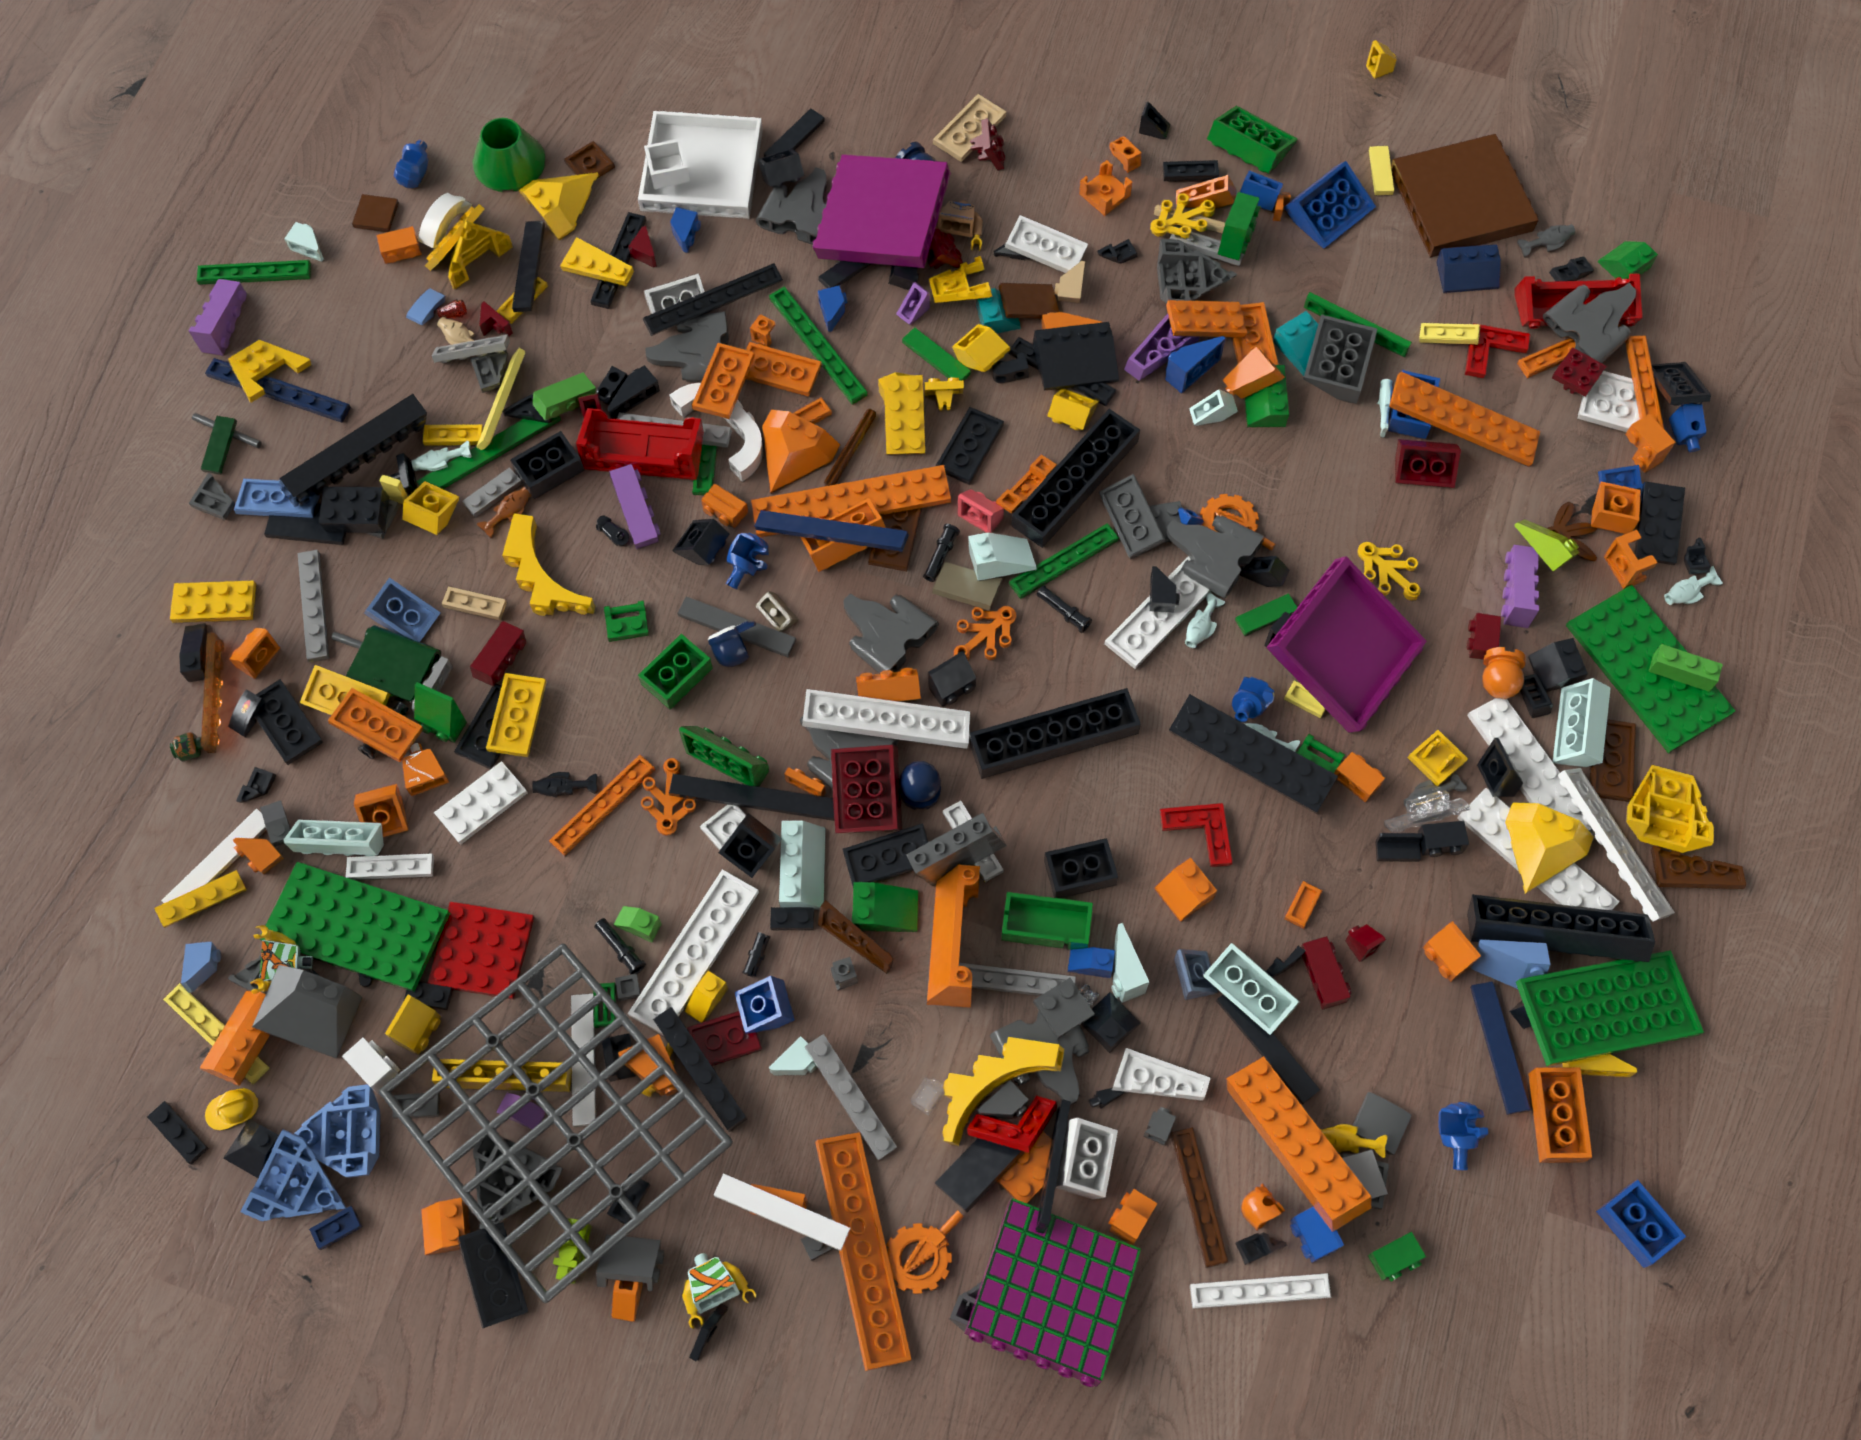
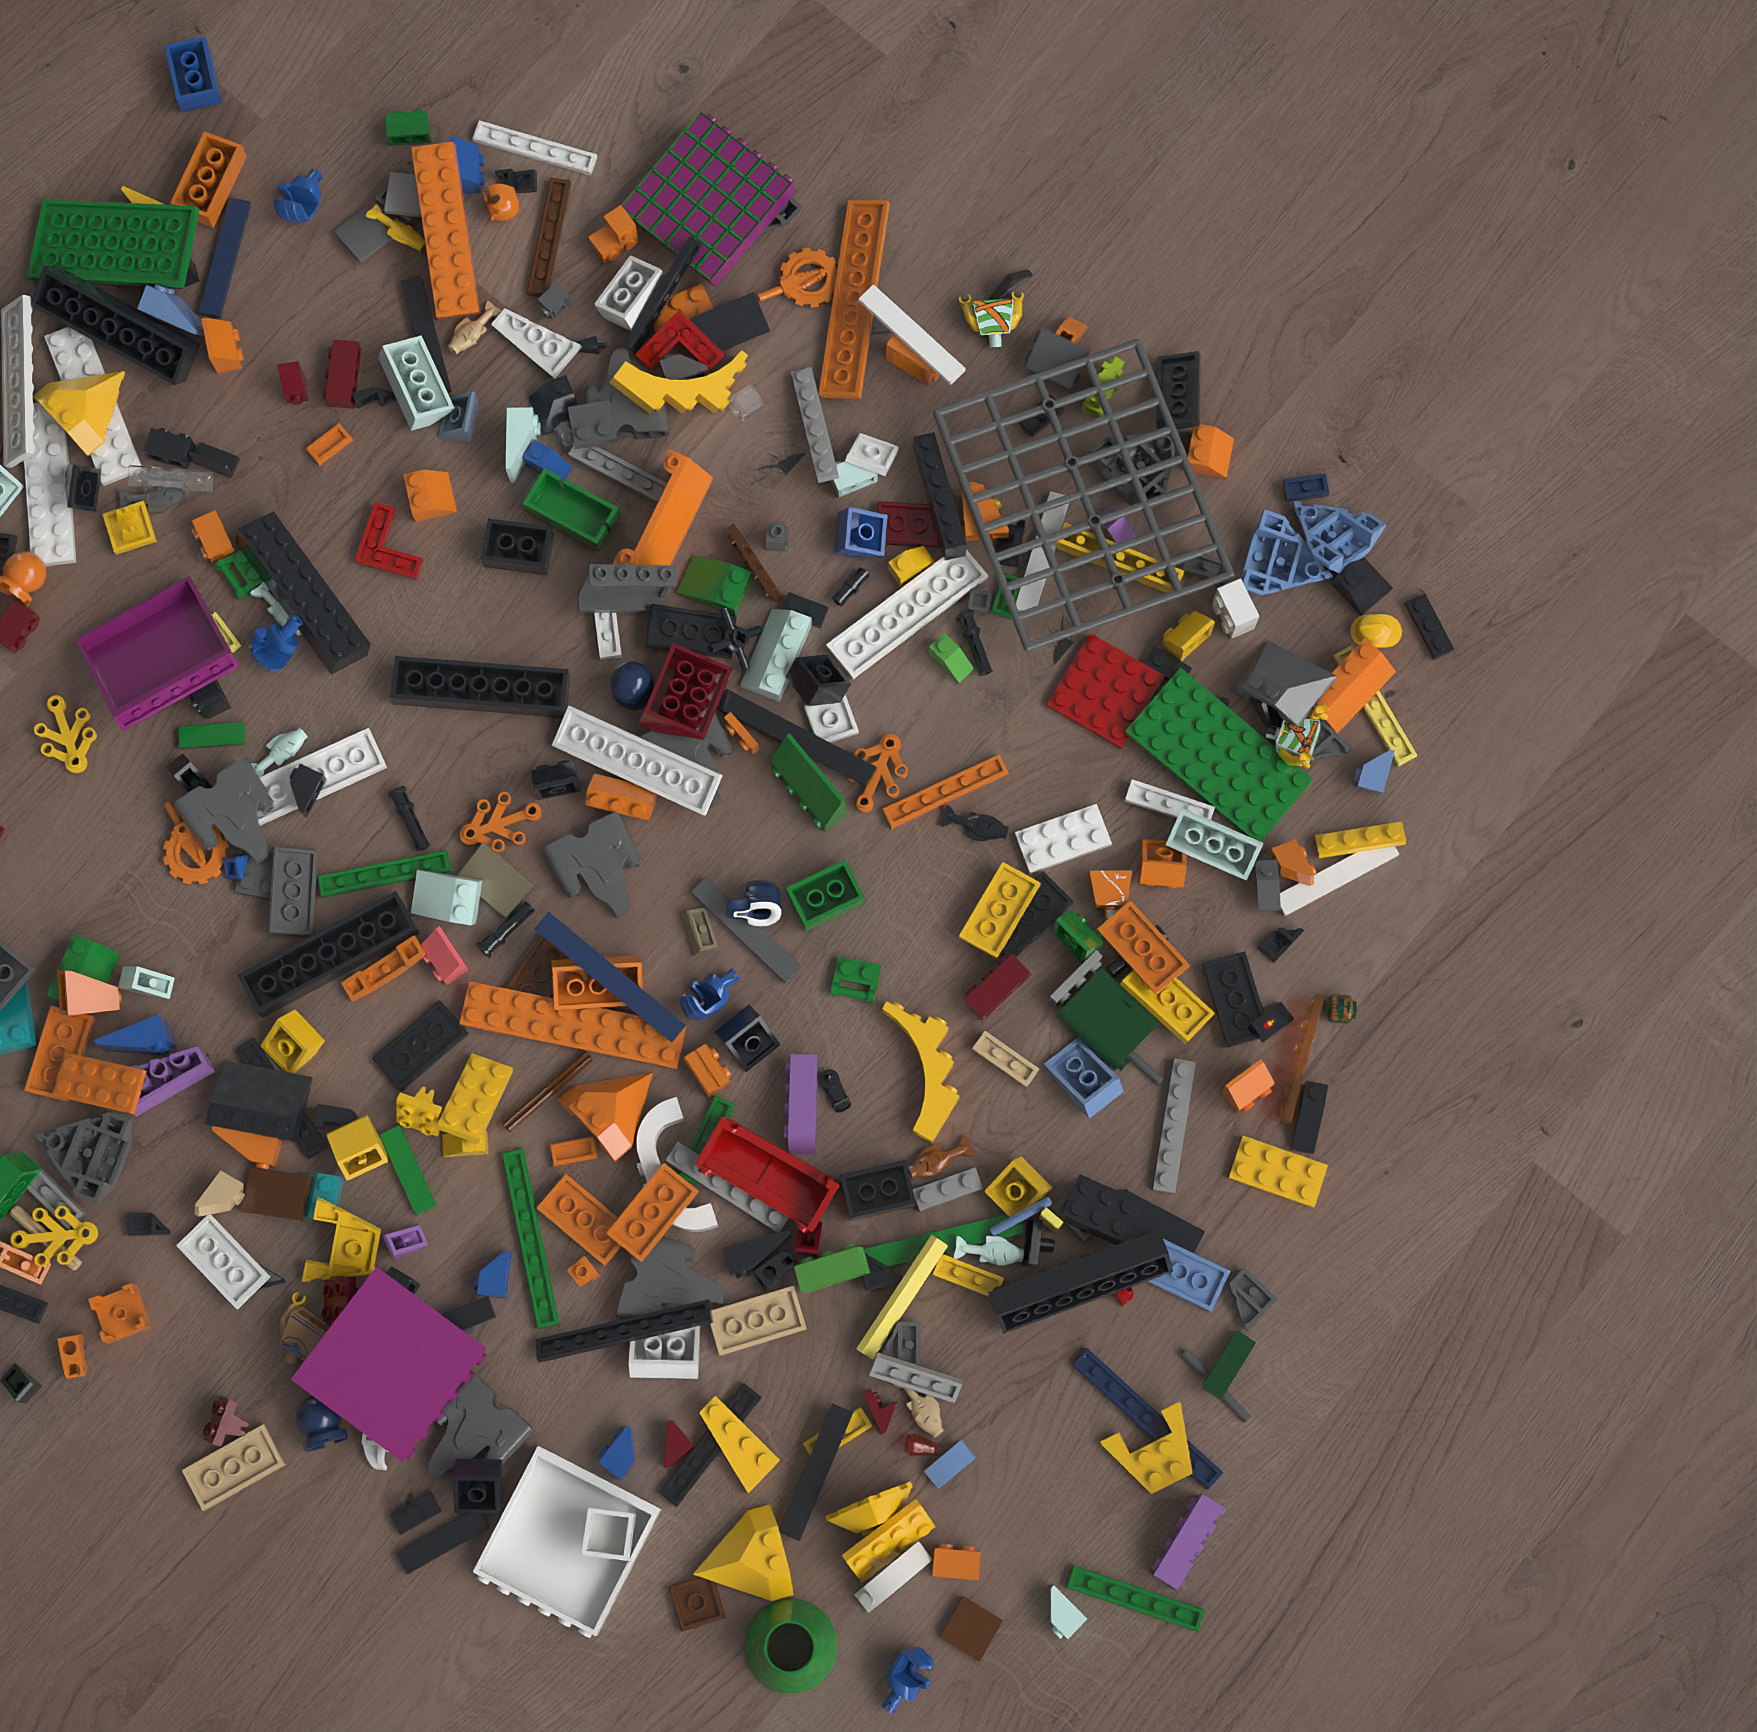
camera: 160 degrees left, 10 degrees up
(419, 483) = (1022, 1215): none -> medium blue bar
(613, 348) = (757, 1320): none -> tan plate
(782, 1089) = (872, 454): none -> white tile
(822, 146) = (415, 1513): none -> black tile
(843, 859) = (735, 639): none -> black bar
(1228, 1063) = (469, 331): none -> tan animal

